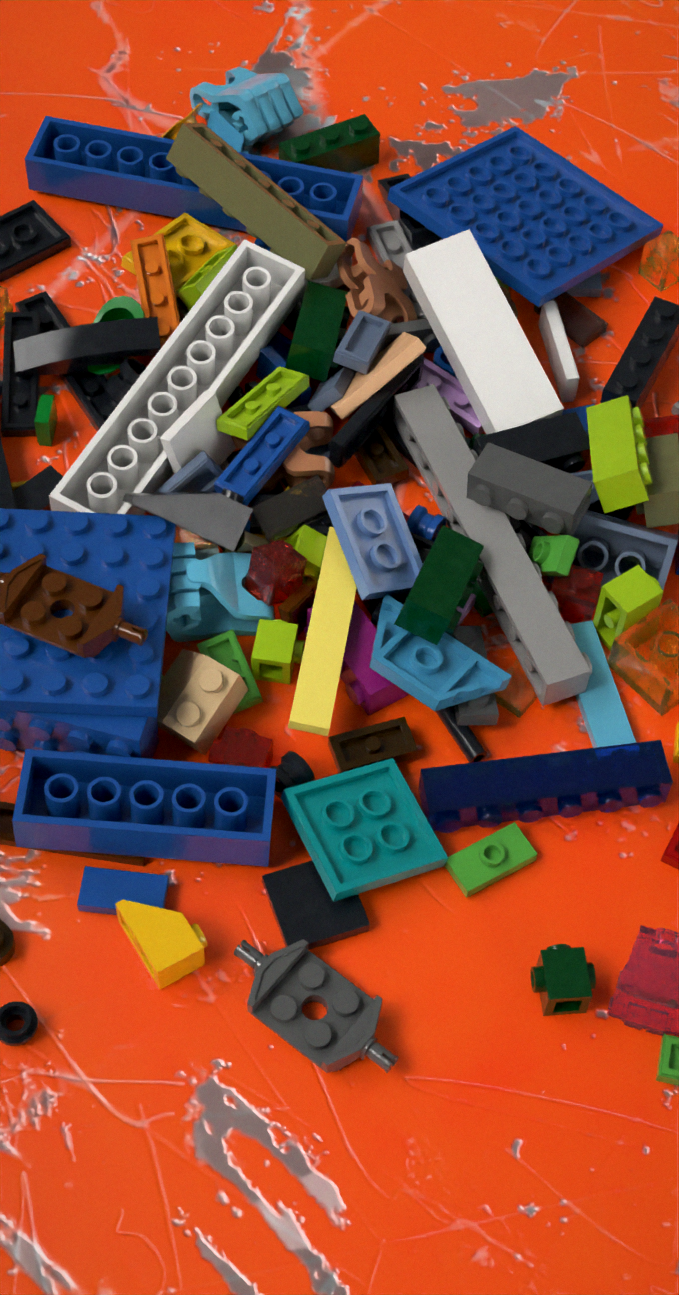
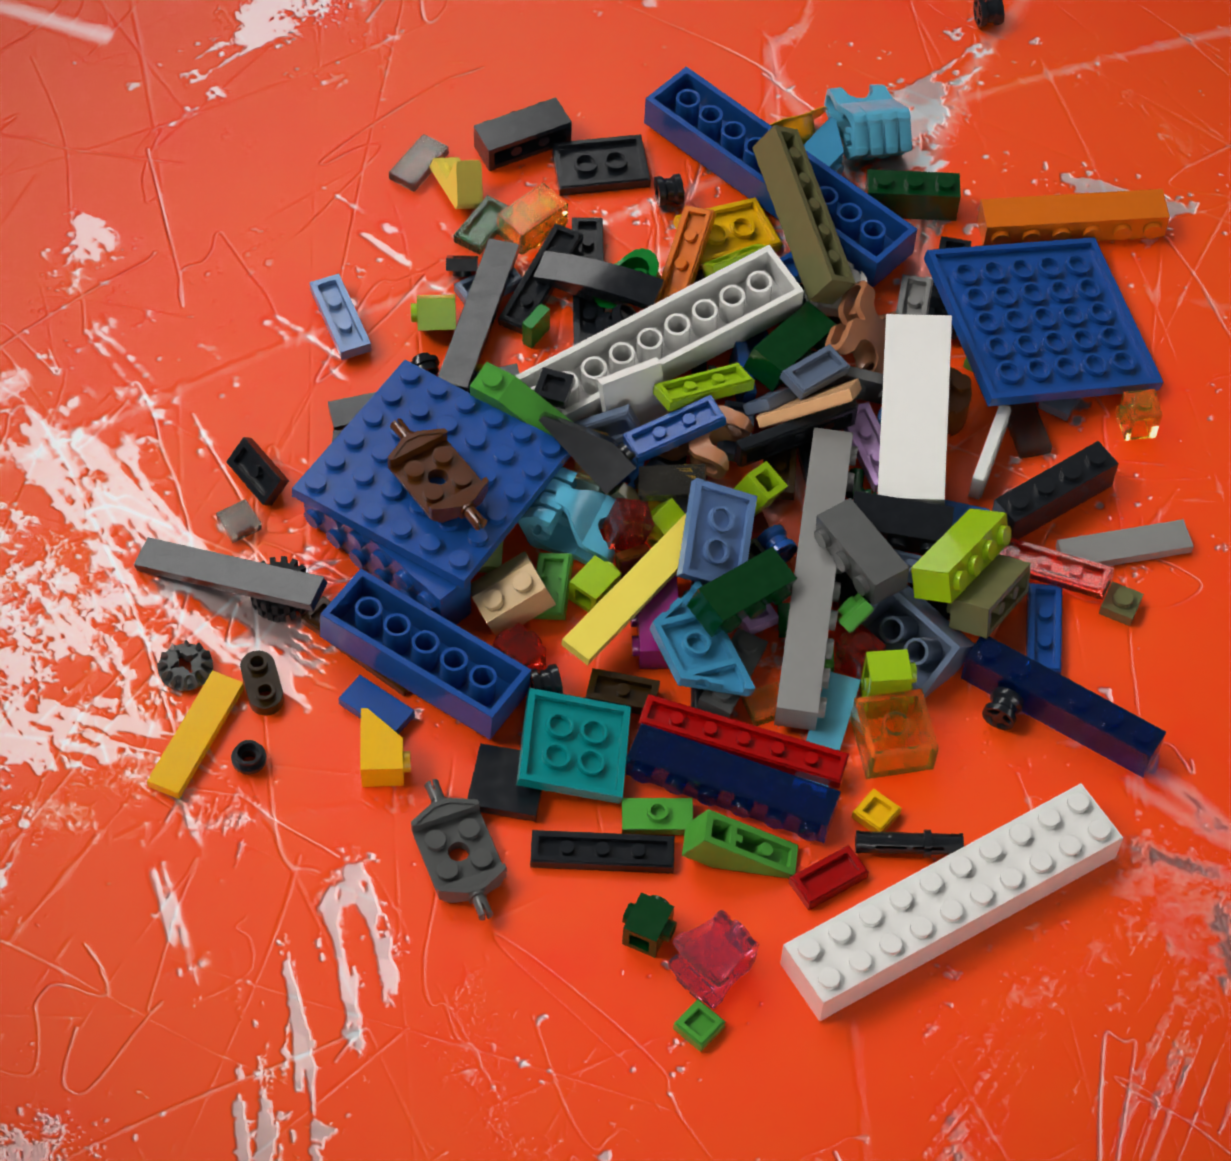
camera: 30 degrees right, 0 degrees up
(81, 492) = (511, 396): none -> bright green slope
(96, 238) = (668, 190): none -> black wheel
(117, 467) = (555, 387): none -> black plate
(383, 468) = (763, 483): none -> lime brick
(459, 927) = (602, 851): none -> black tile
(482, 116) = (1074, 216): none -> orange brick
(529, 735) = (747, 741): none -> red tile
(592, 849) = (738, 846): none -> bright green slope

